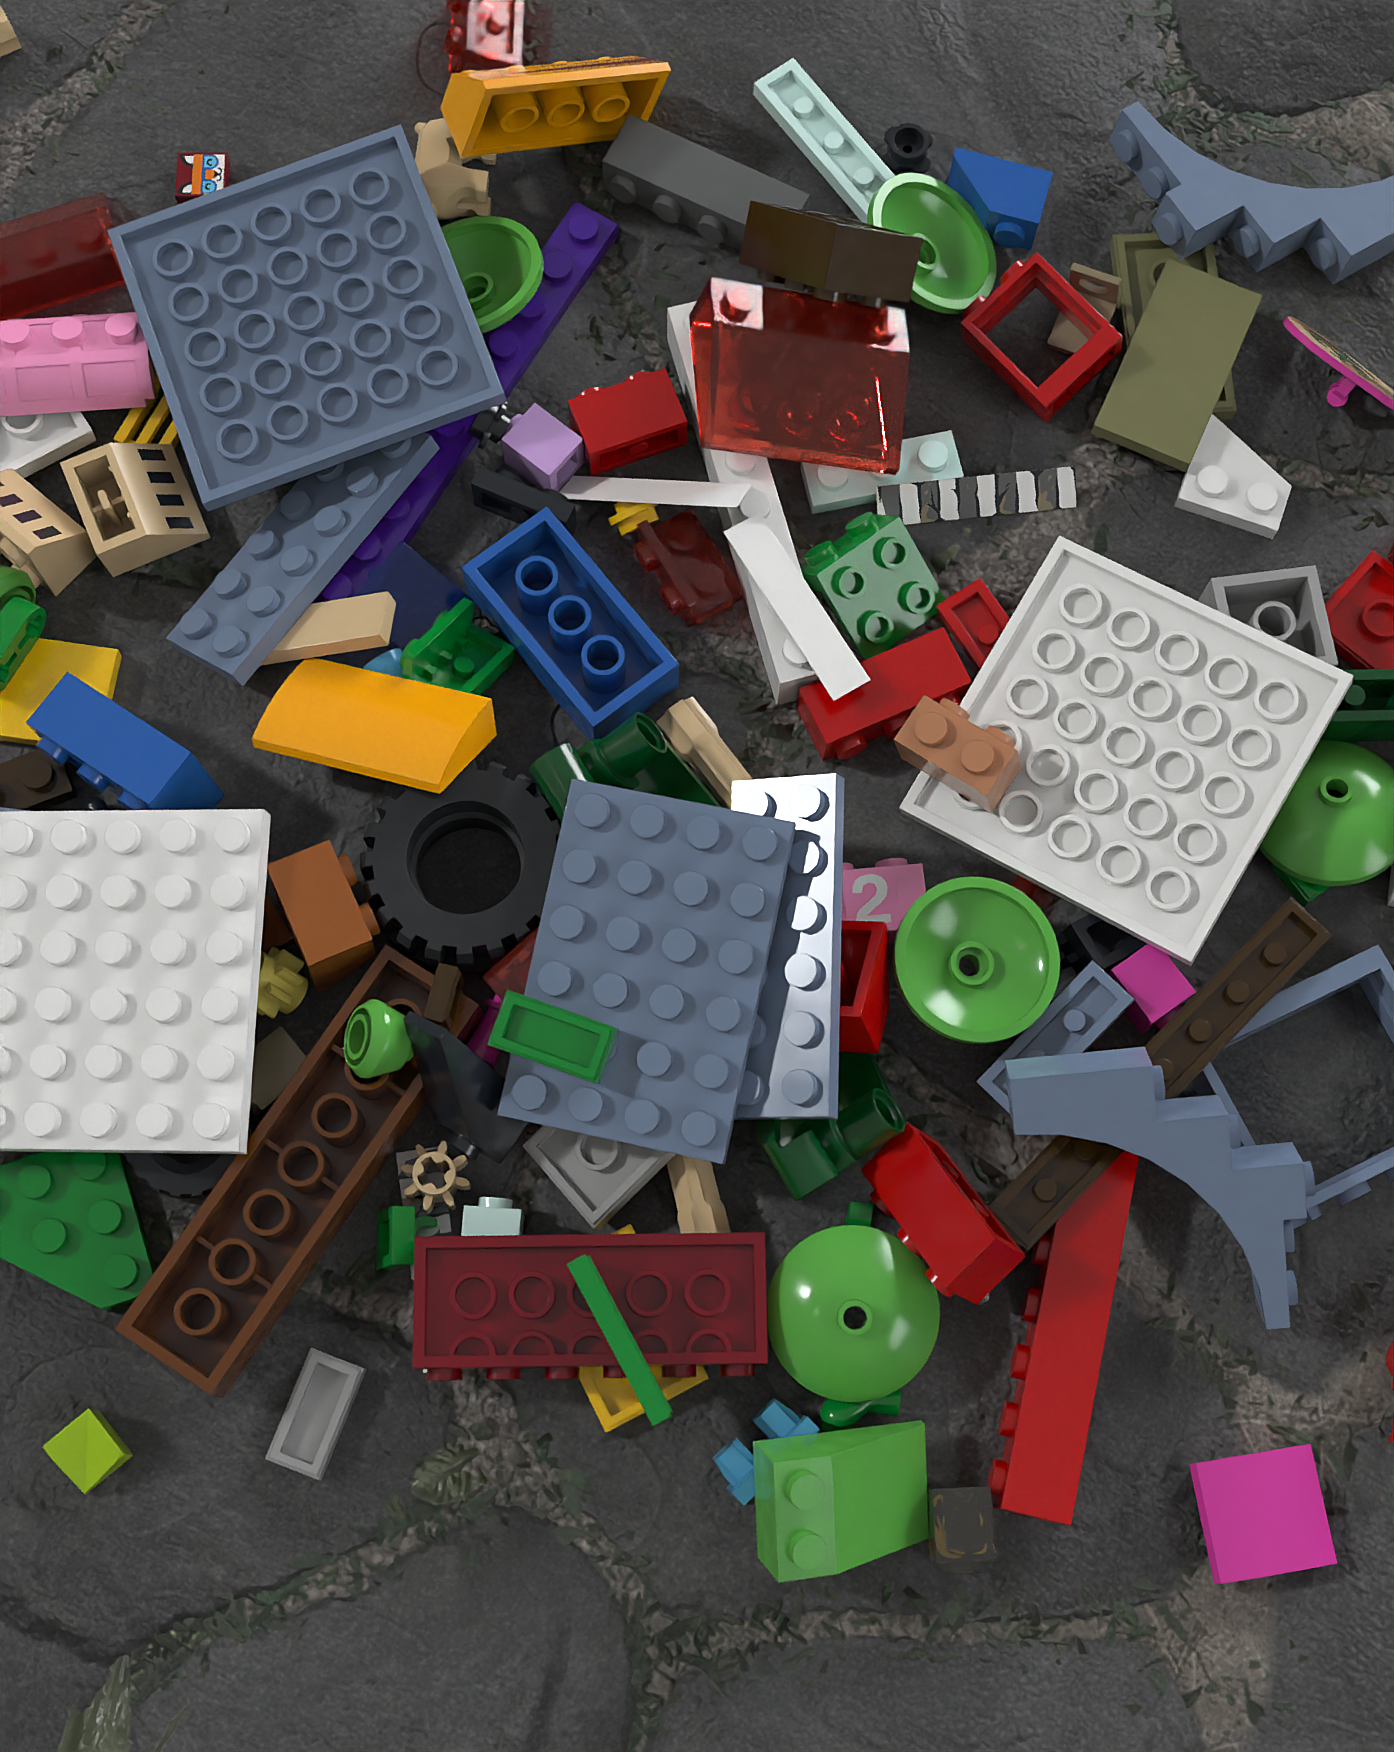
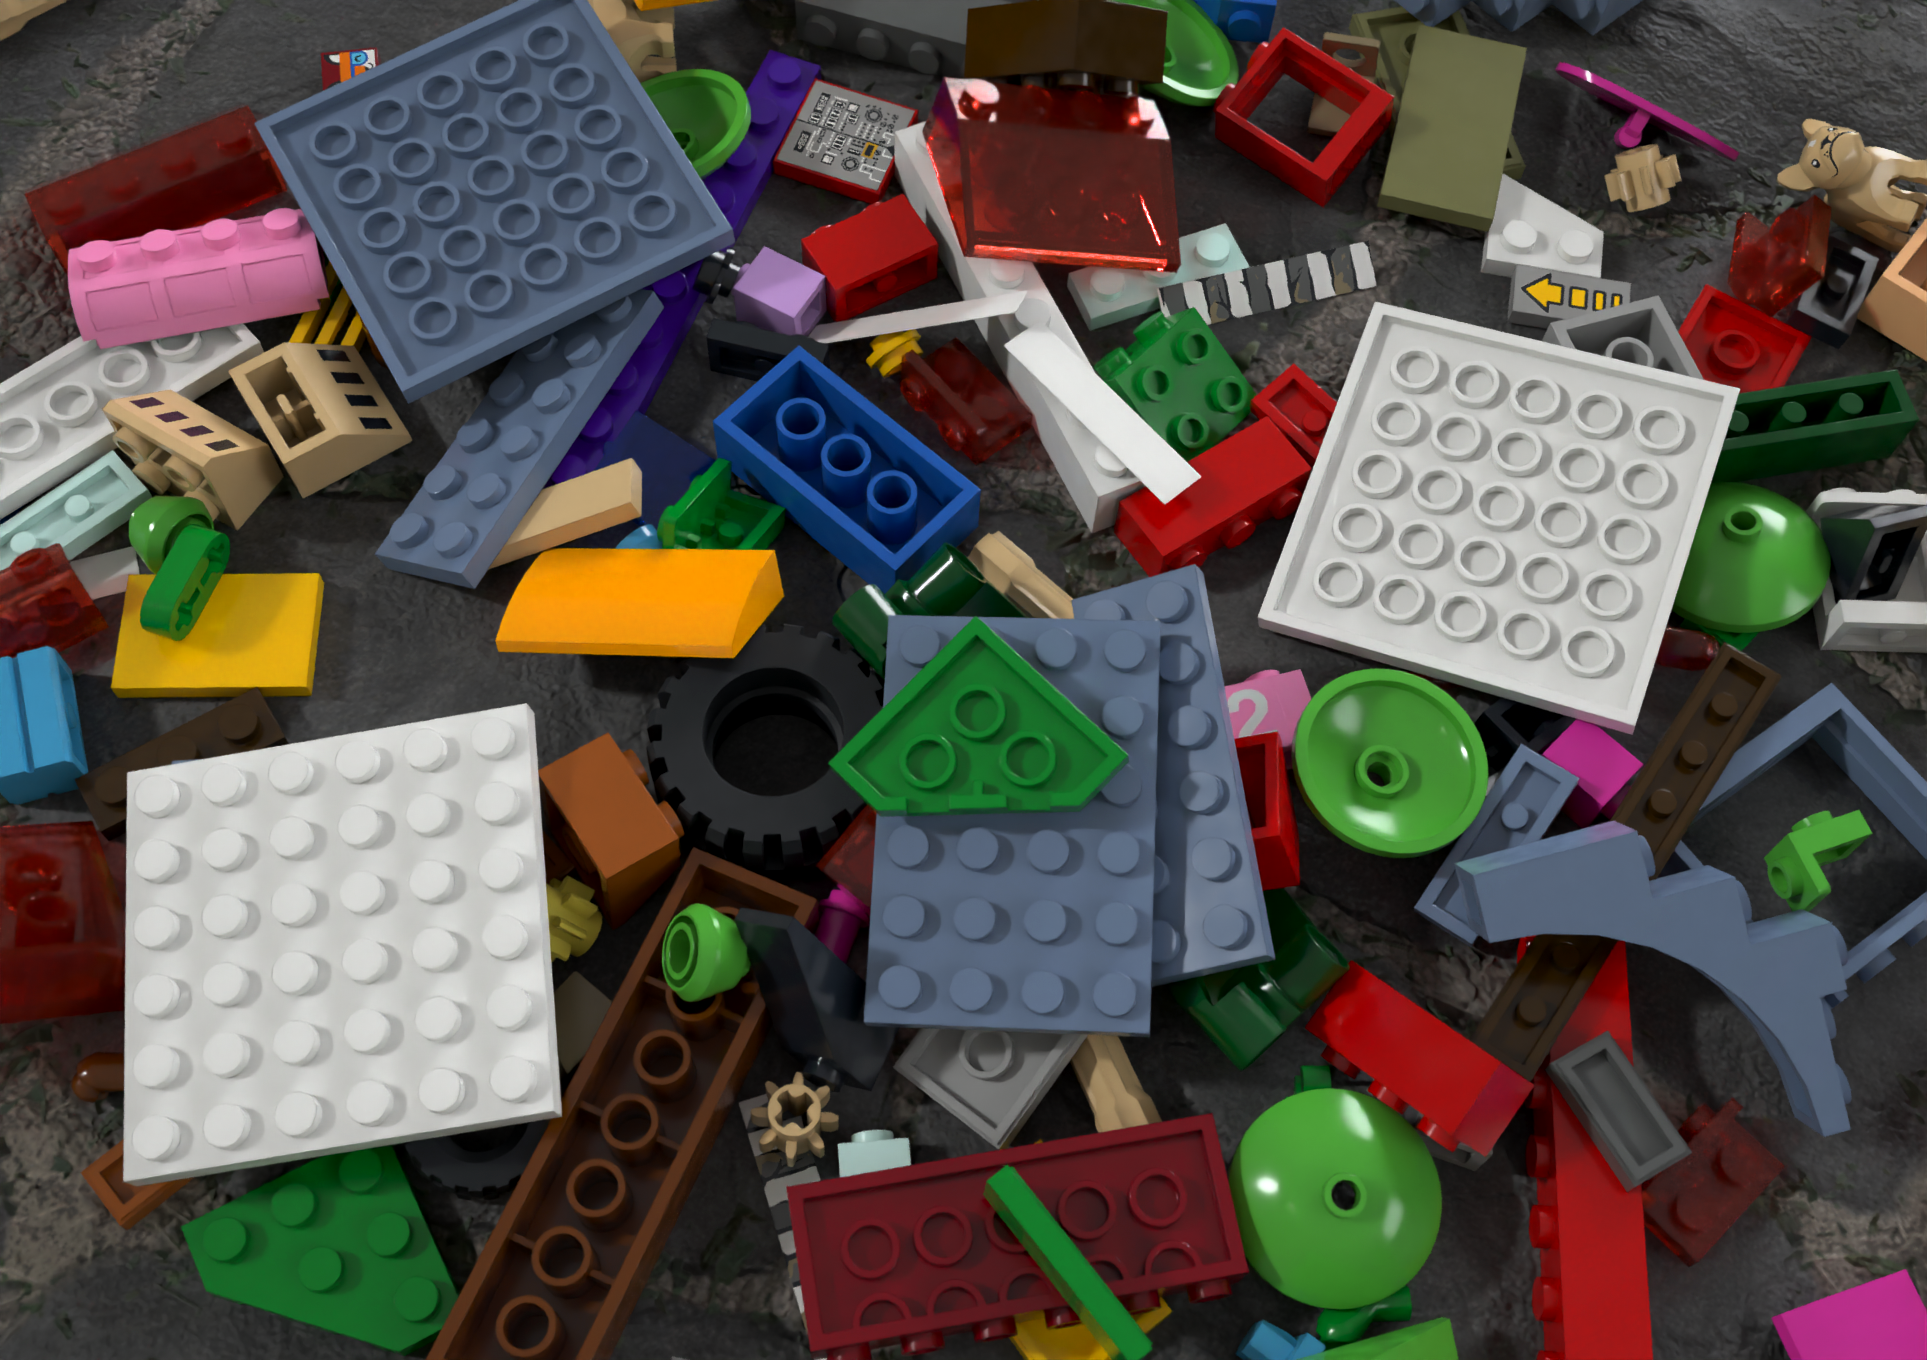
camera: 10 degrees left, 10 degrees down
(120, 751) = (333, 672): blue wedge -> none
(396, 1236) = (759, 1199): green tile -> none
(444, 996) = (777, 882): dark brown tile -> none
(553, 1036) = (919, 912): green tile -> none
(622, 902) = (978, 739): none -> green plate
(627, 300) = (843, 141): none -> tile
(958, 752) = (1318, 539): nougat brick -> none
(1098, 1282) = (1617, 1111): none -> dark grey tile
(1163, 1347) = (1711, 1187): none -> clear red bracket
(1241, 545) = (1549, 295): none -> light grey tile
(1264, 888) = (1686, 649): none -> clear red arm
(1321, 1085) = (1813, 843): none -> bright green bracket
(1339, 439) = (1642, 177): none -> tan gear

